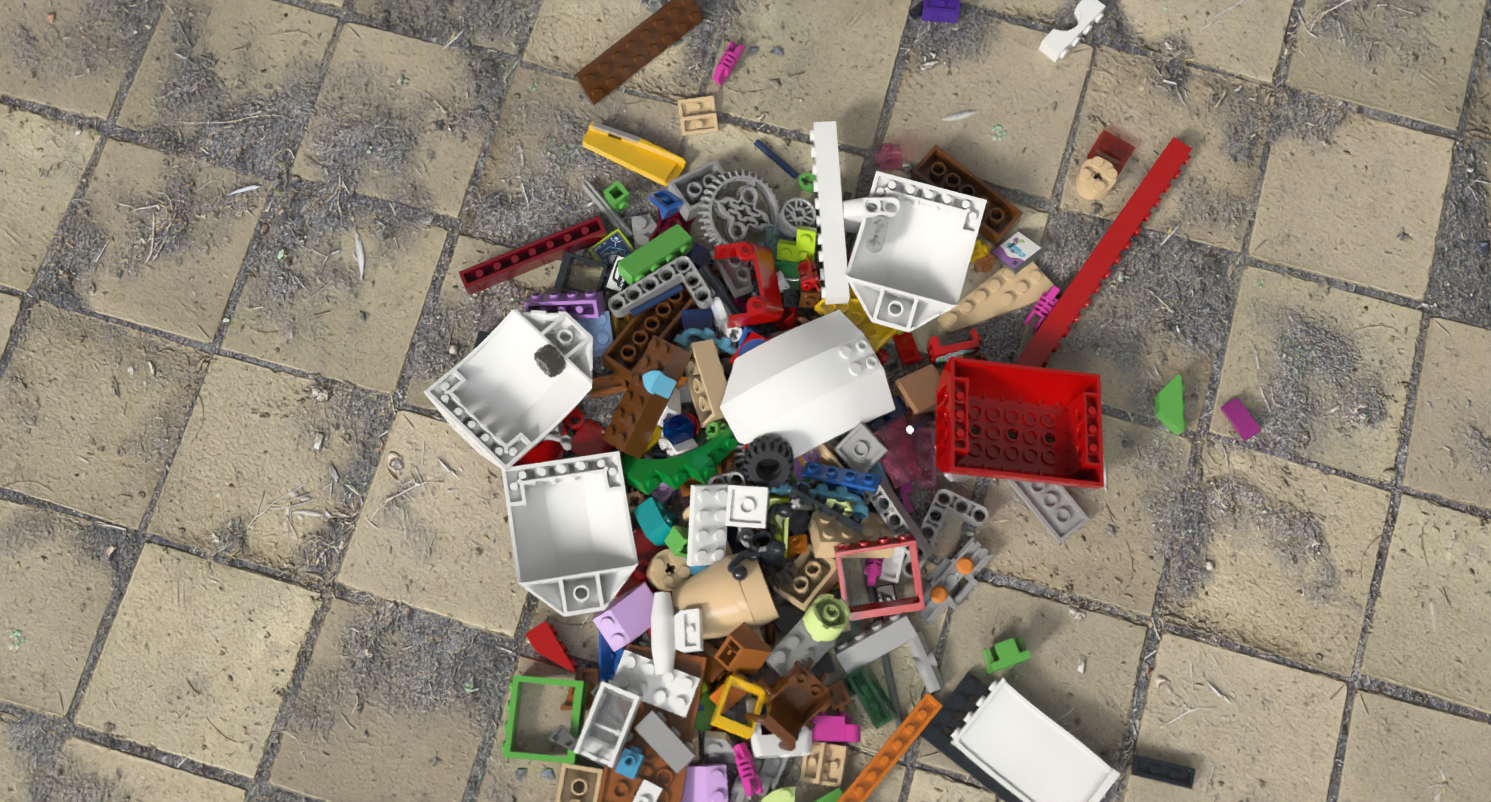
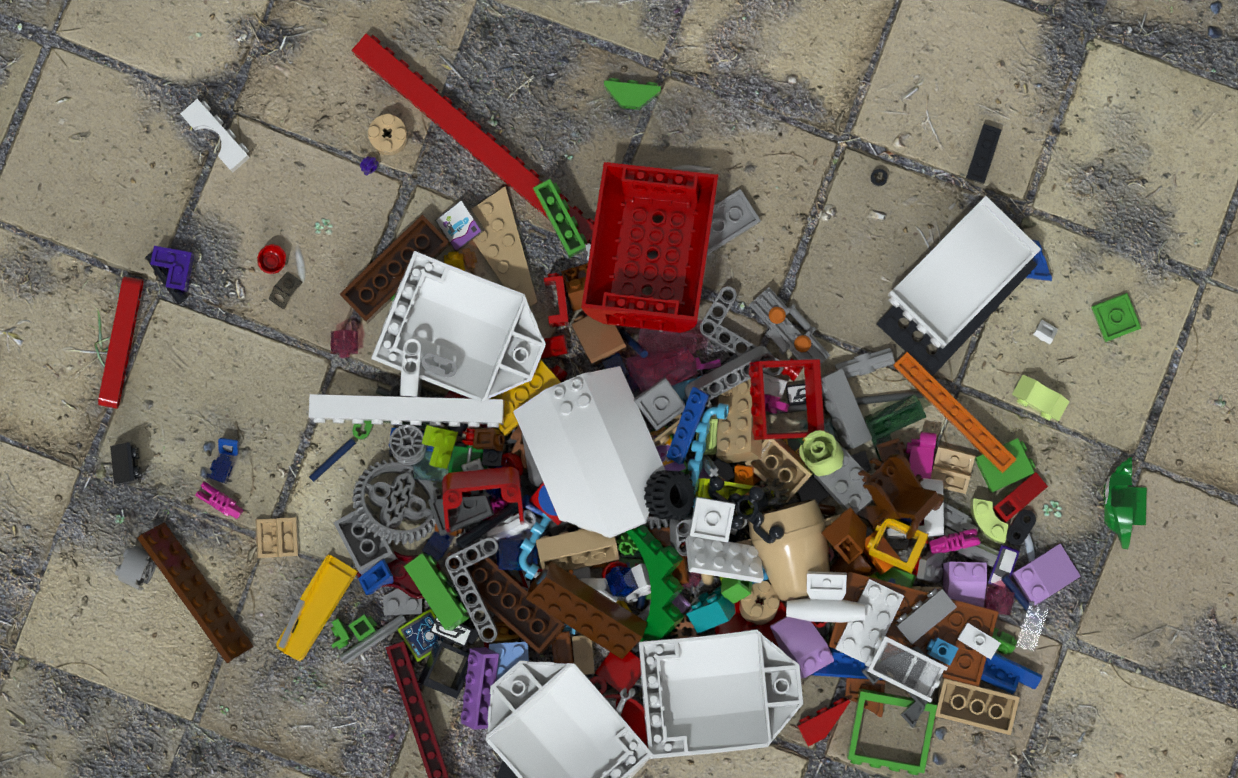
camera: 85 degrees left, 10 degrees up
(550, 360) = (542, 704): clear smoke gear -> none
(603, 405) = (583, 654): none -> tan plate
(612, 177) = (340, 631): none -> bright green bracket
(656, 300) = (484, 593): dark blue bar -> none
(658, 383) = (581, 596): medium azure tile -> none
(757, 61) = (221, 469): none -> clear blue brick
(780, 66) = (228, 446): none -> blue slope
(808, 274) = (478, 435): red hinge -> none
(852, 522) = (702, 464): black wing -> none
(908, 588) = (792, 372): none -> red wheel
(935, 101) = (285, 287): none -> clear smoke bracket
(961, 85) = (271, 259): none -> red hair
(1005, 655) = (866, 287): bright green panel -> none
(1038, 338) = (559, 218): none -> bright green brick
(1043, 307) = (520, 206): dark pink hinge -> none
(1063, 165) = (368, 165): none -> dark purple plate
(1114, 148) = (354, 110): clear red plate -> none
(1118, 657) = (873, 179): none -> black bush
(1241, 419) = (652, 28): magenta slope -> none

